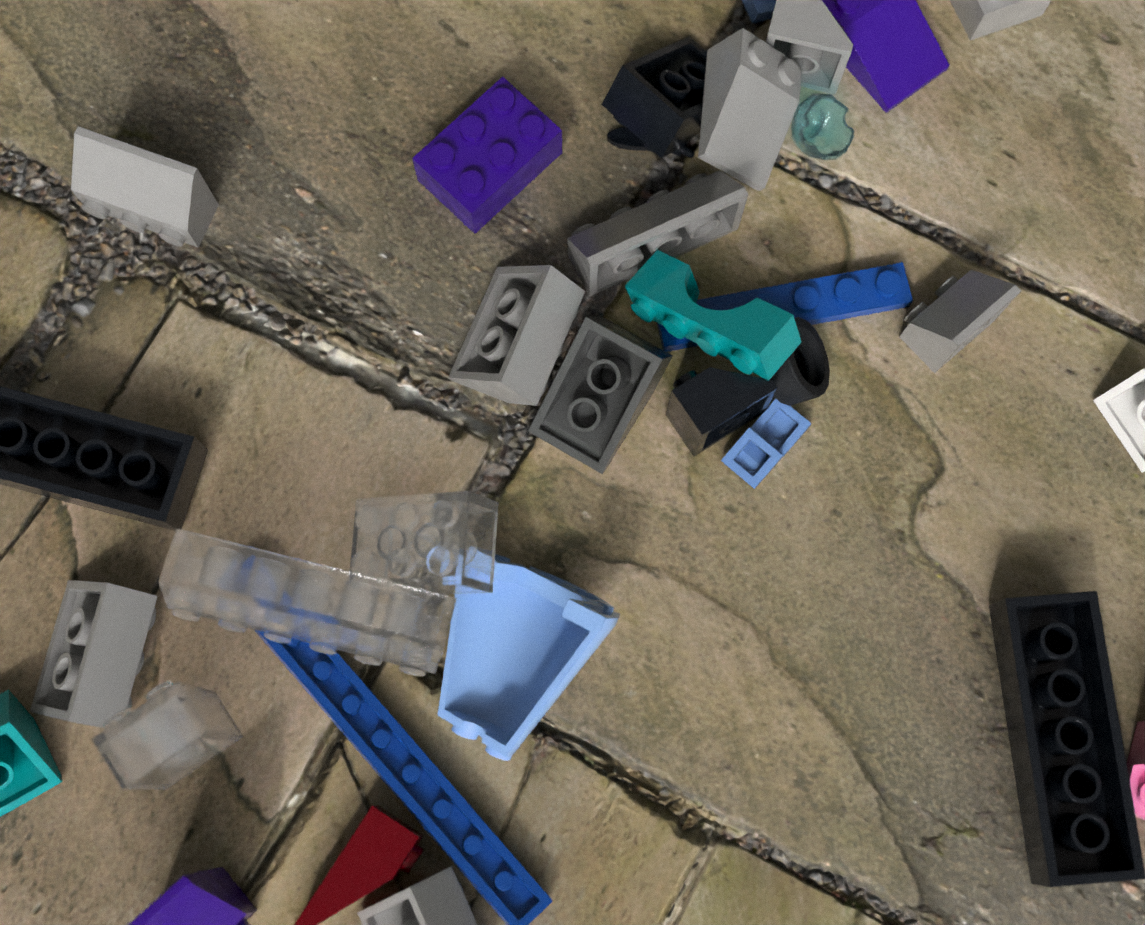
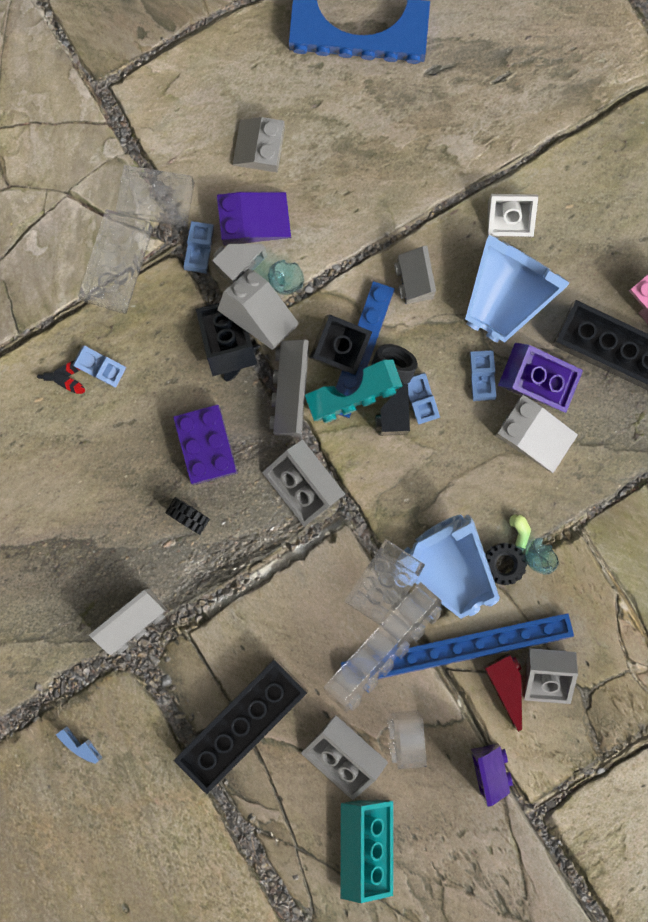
camera: 55 degrees left, 10 degrees up
(359, 184) = (187, 515): none -> black tyre
(599, 392) = (354, 460): dark grey slope -> none
(603, 738) = (518, 559): none -> black tyre
(622, 794) = (541, 557): none -> clear light blue hair
(653, 734) = (522, 528): none -> yellowish green arm
(772, 259) = (340, 344): none -> black slope
(827, 663) = (536, 433): none -> slope
(865, 520) = (482, 375): none -> medium blue slope
(926, 615) = (540, 377): none -> dark purple slope
(1035, 471) = (509, 290): none -> light blue cone

